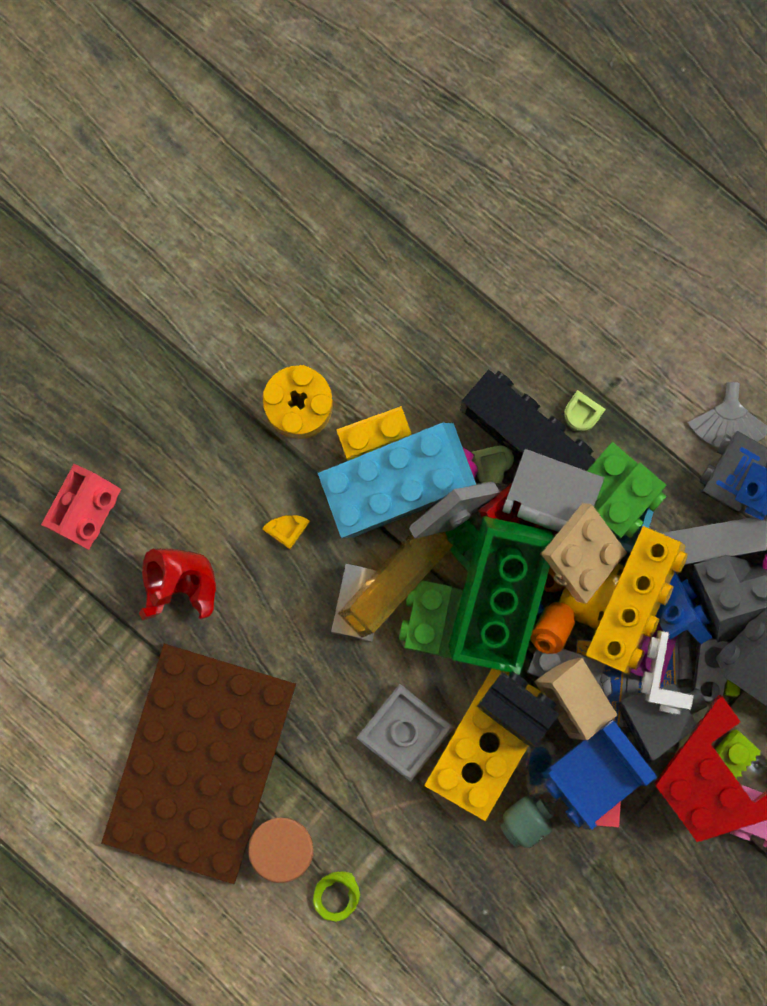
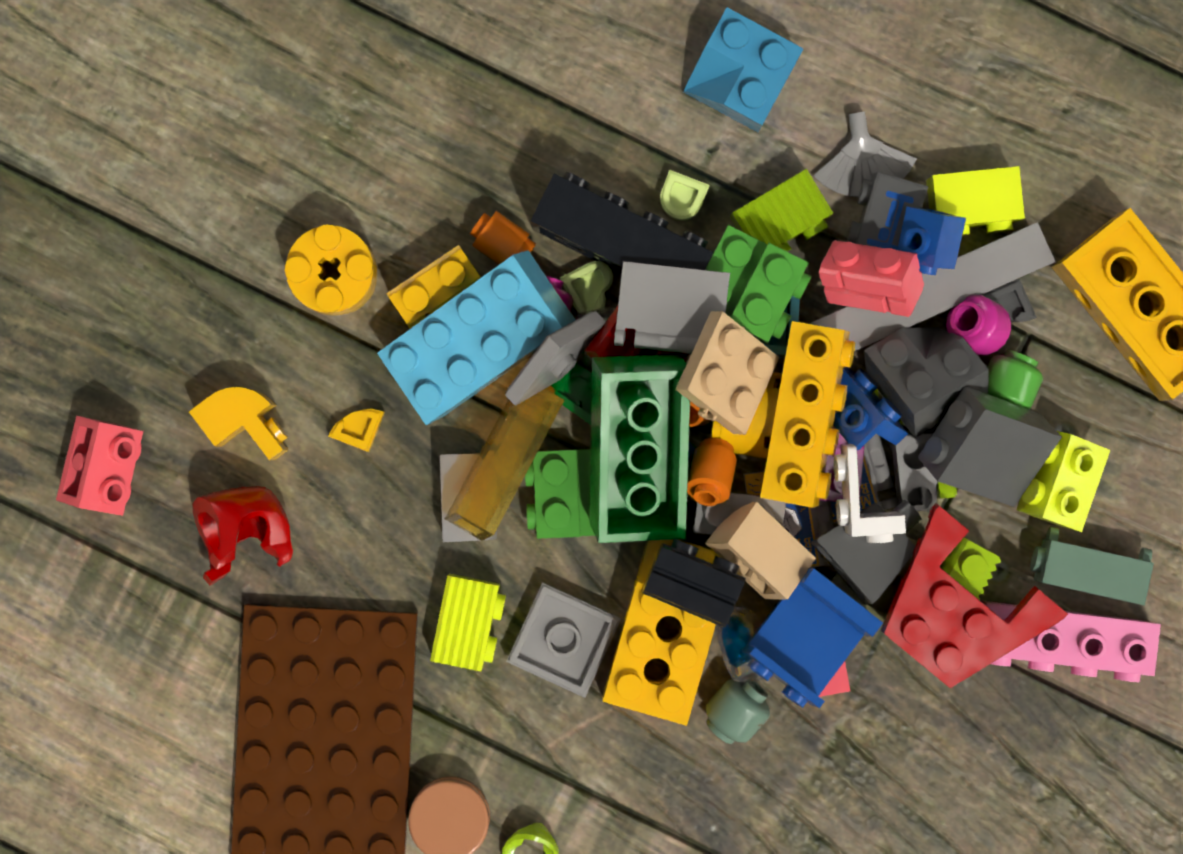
camera: 20 degrees left, 5 degrees up
(197, 490) = (237, 409): none -> yellow brick
(333, 699) = (466, 623): none -> neon yellow brick
(433, 408) = (500, 237): none -> orange brick
(652, 327) = (742, 69): none -> dark azure slope
(659, 444) = (785, 212): none -> lime brick
(712, 510) = (871, 278): none -> coral brick

